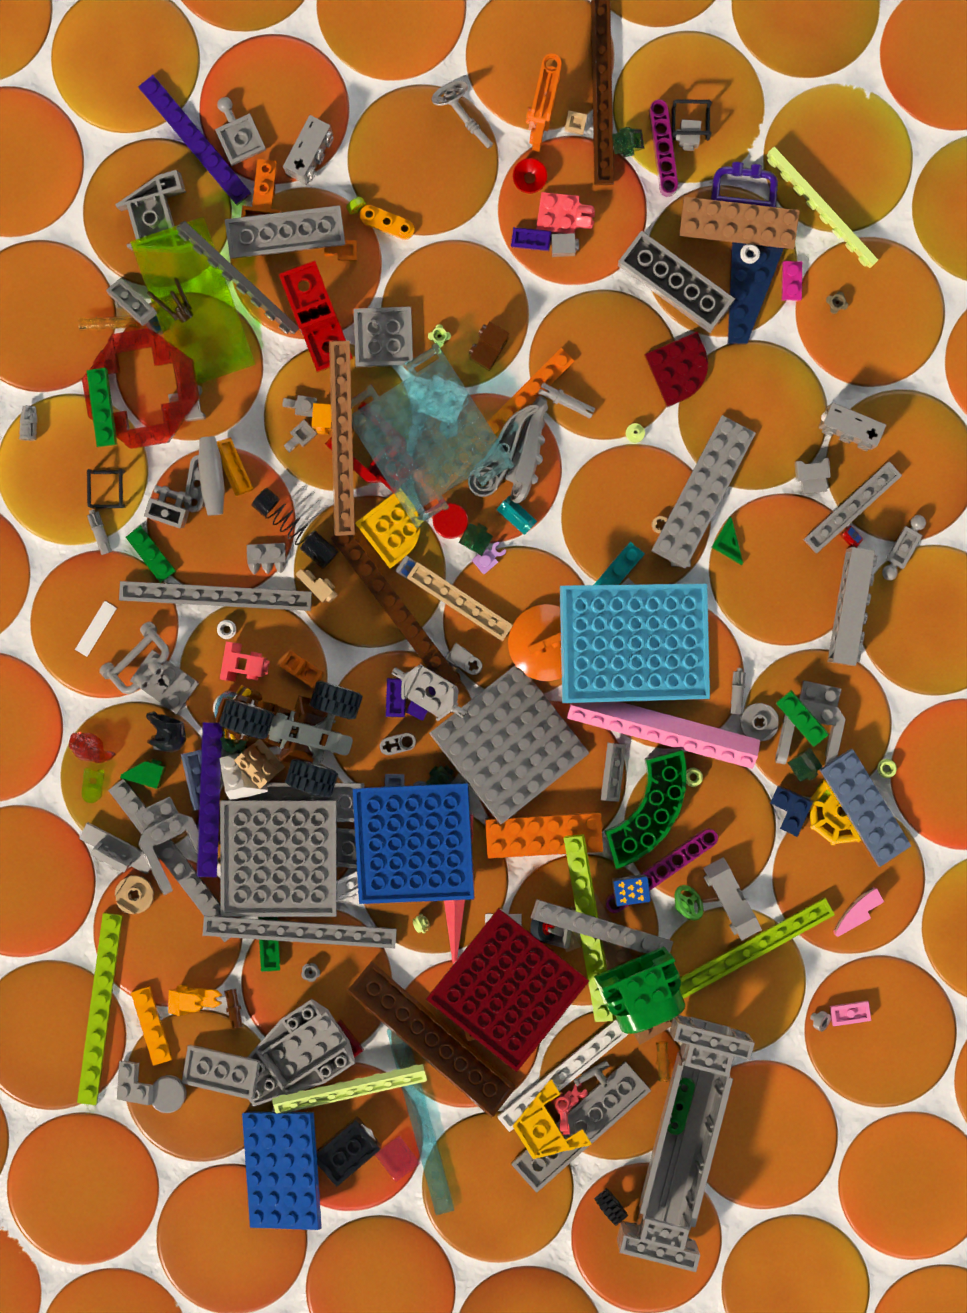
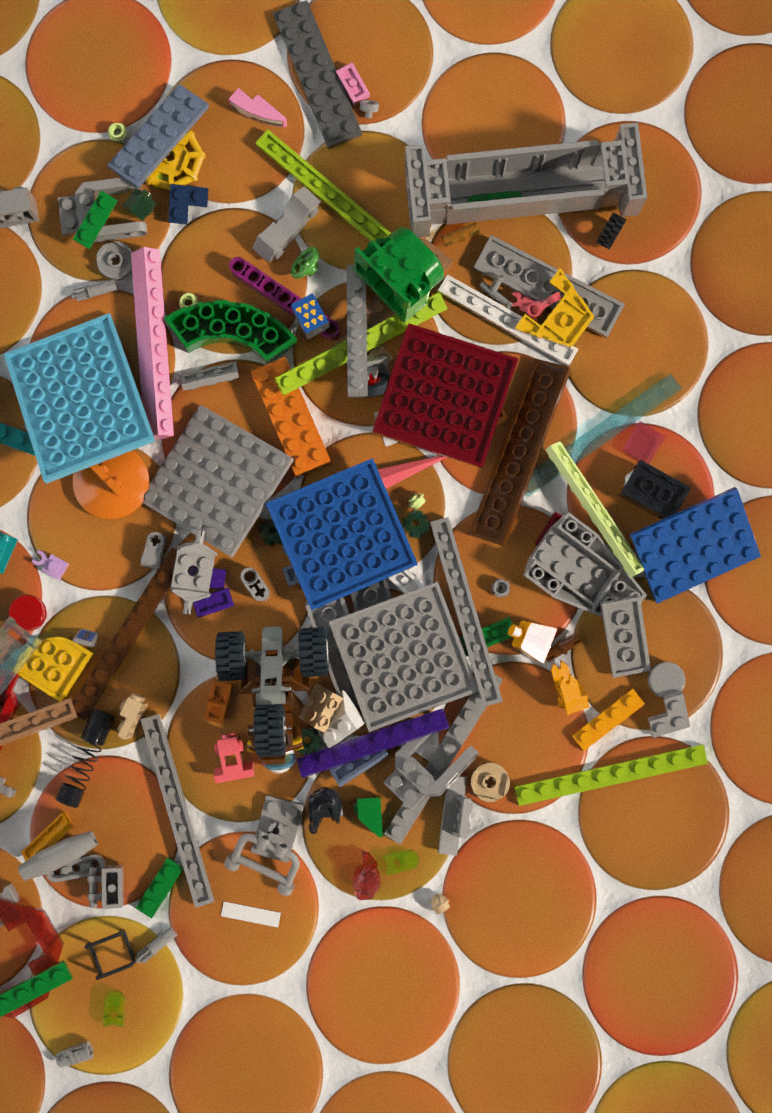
camera: 115 degrees left, 5 degrees down
(40, 806) = (439, 903): none -> tan plate
(61, 477) = (114, 1003): none -> clear neon green plate
(220, 631) = (201, 791): white plate -> none
(250, 984) = (532, 639): none -> torso
(266, 555) = (122, 775): light grey plate -> none
(402, 908) = (415, 532): none -> clear green brick
(459, 601) = (100, 576): tan plate -> none
(476, 538) = (35, 582): clear green brick -> none
(873, 982) = (317, 74): none -> dark grey plate

